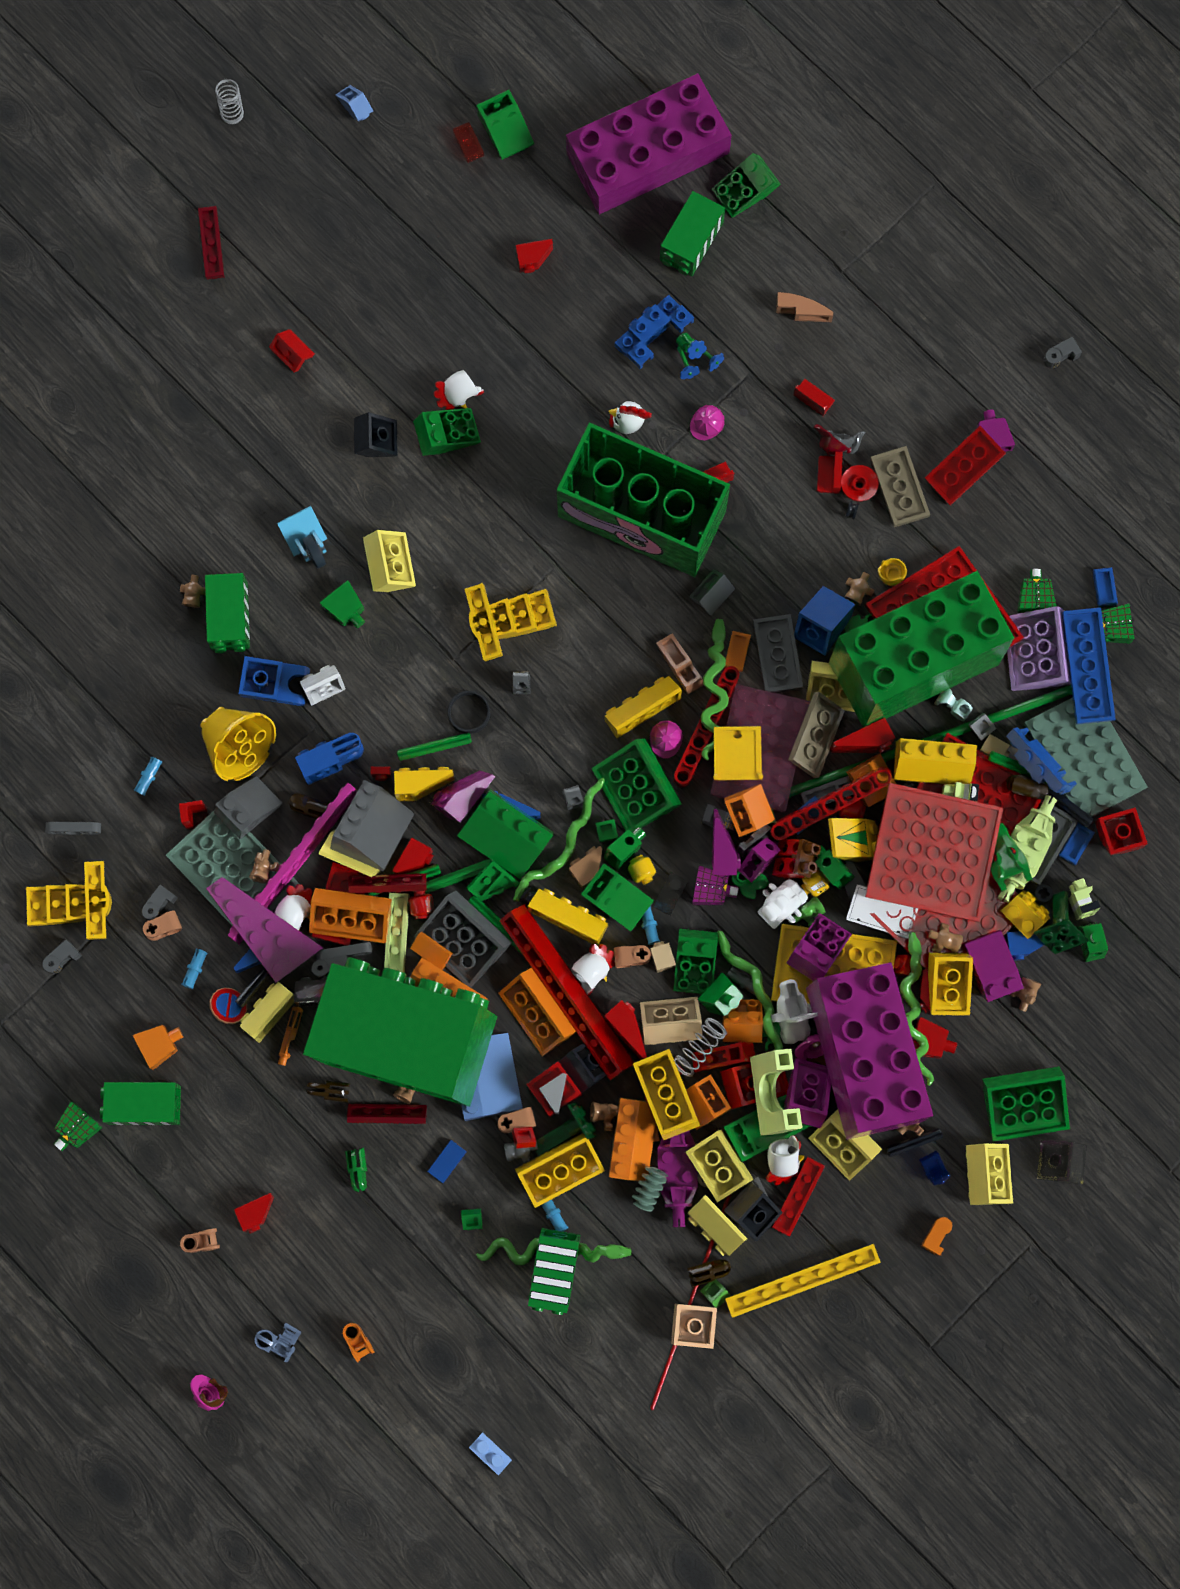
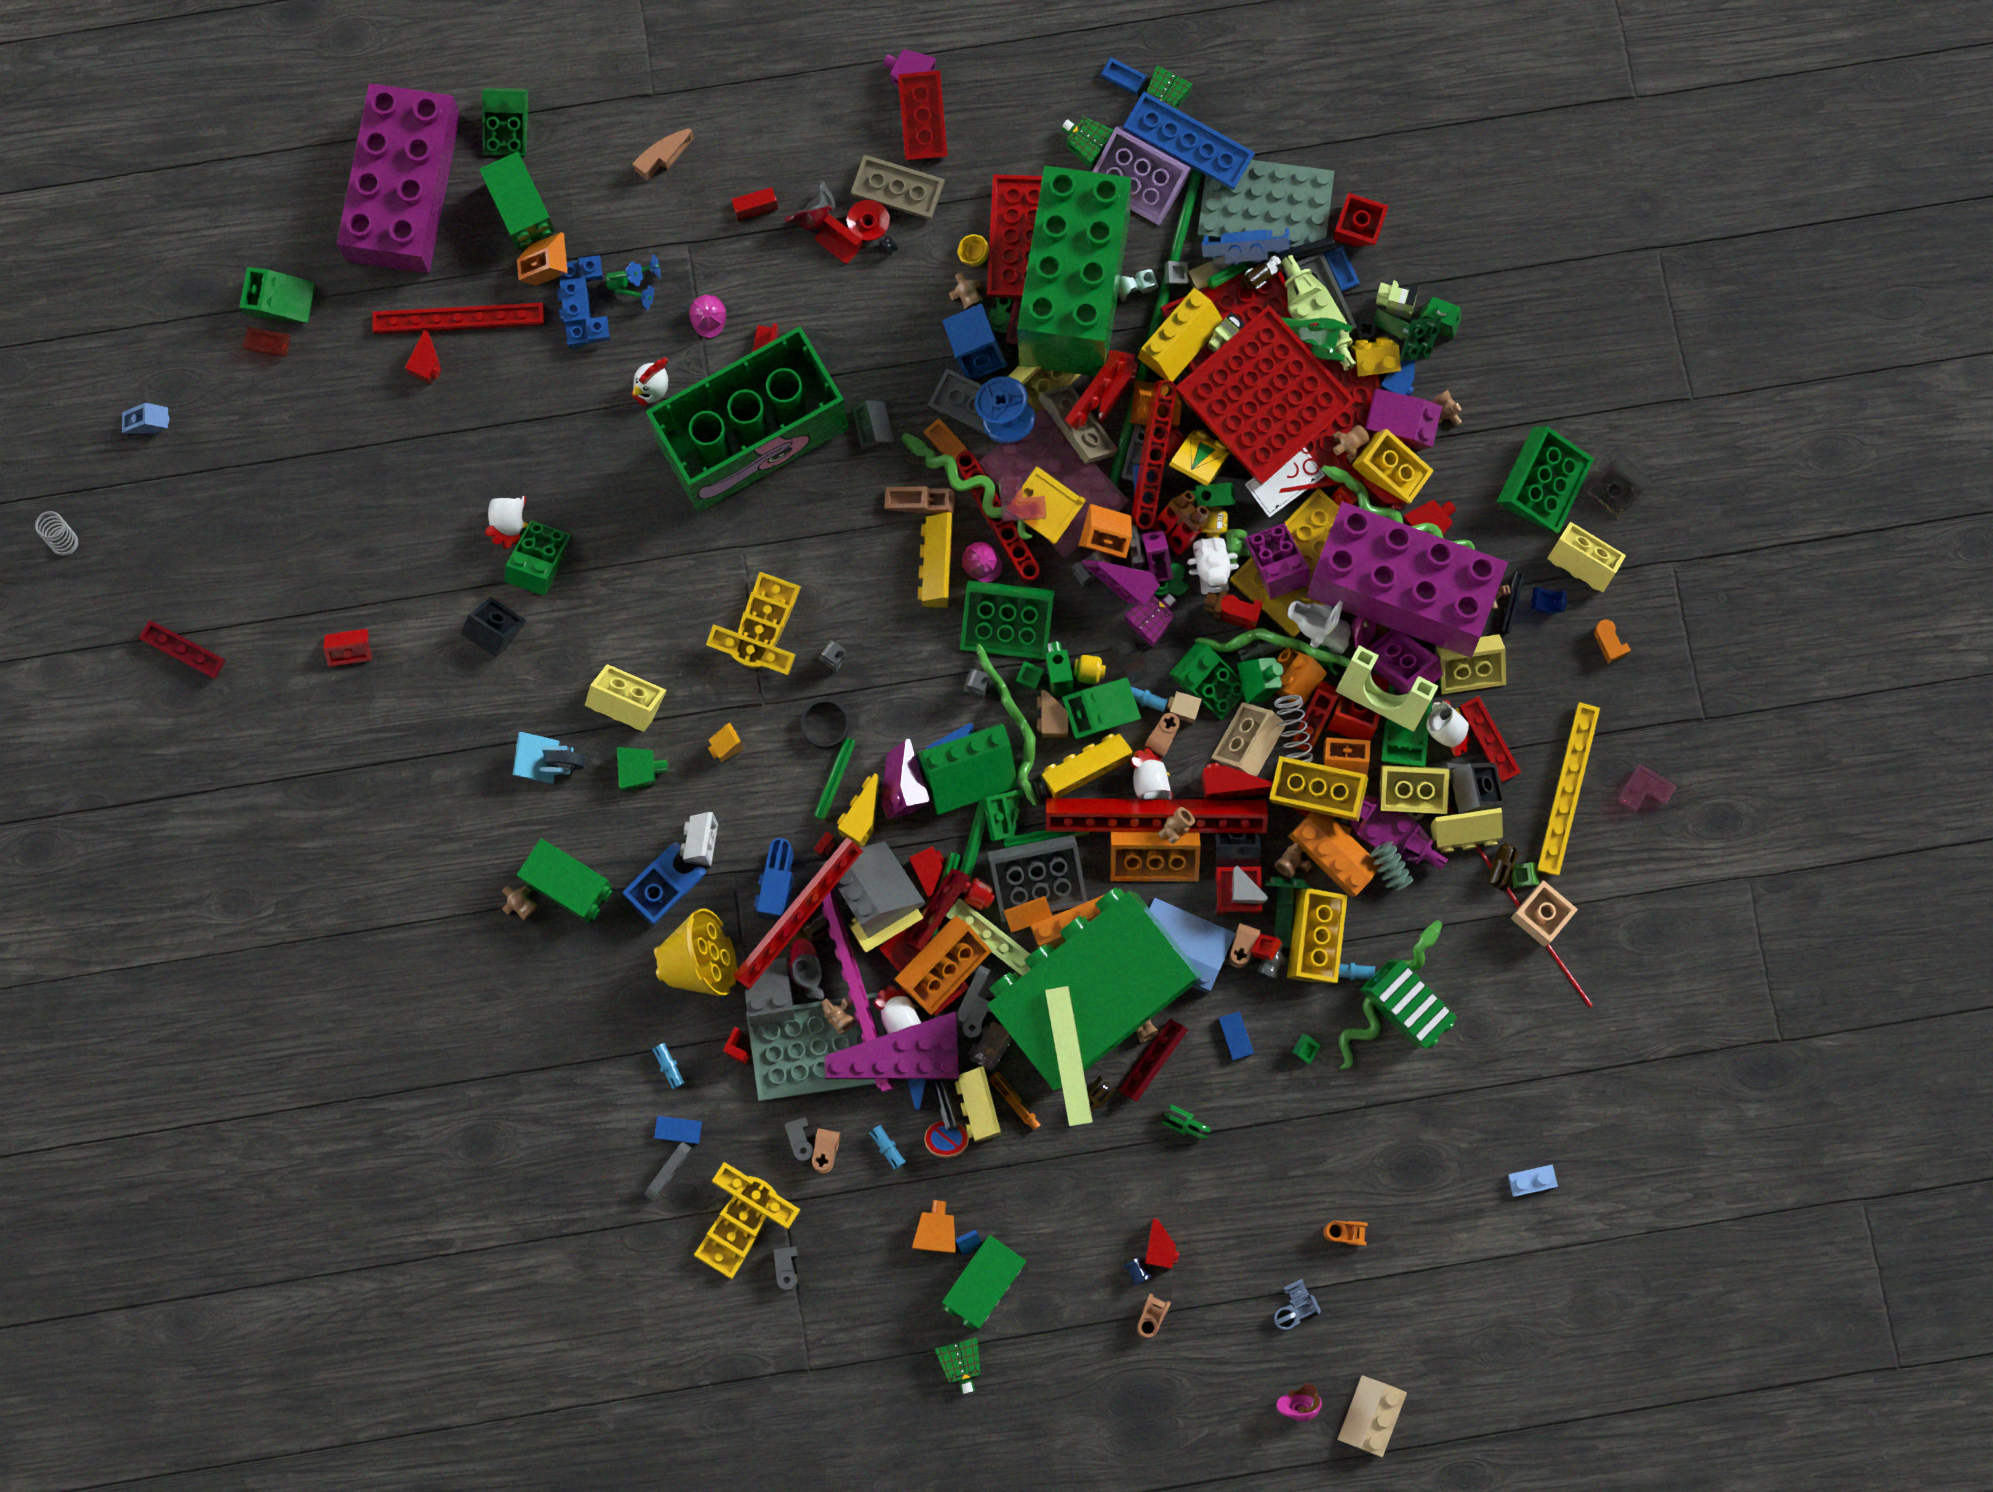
camera: 55 degrees left, 0 degrees up
(108, 814) = (678, 1130): none -> blue tile
(165, 1073) = (969, 1242): none -> blue slope
(226, 1208) = (1137, 1271): none -> dark blue bush
(235, 1452) = (1372, 1416): none -> tan slope
(281, 820) = (805, 968): none -> dark grey hair
(313, 787) = (798, 913): none -> red plate
(333, 1046) = (1068, 1056): none -> yellowish green tile
(404, 653) = (725, 743): none -> light orange slope
(570, 1010) = (1176, 824): none -> medium nougat piece
(580, 256) = (458, 318): none -> red tile
(661, 282) = (543, 260): none -> orange slope
(718, 732) = (1015, 506): none -> clear pink plate
(757, 940) = (1233, 610): none -> red hips
(785, 674) = (1005, 410): none -> blue piece
(848, 1334) = (1643, 783): none -> clear pink plate
(851, 728) = (1092, 395): none -> red plate

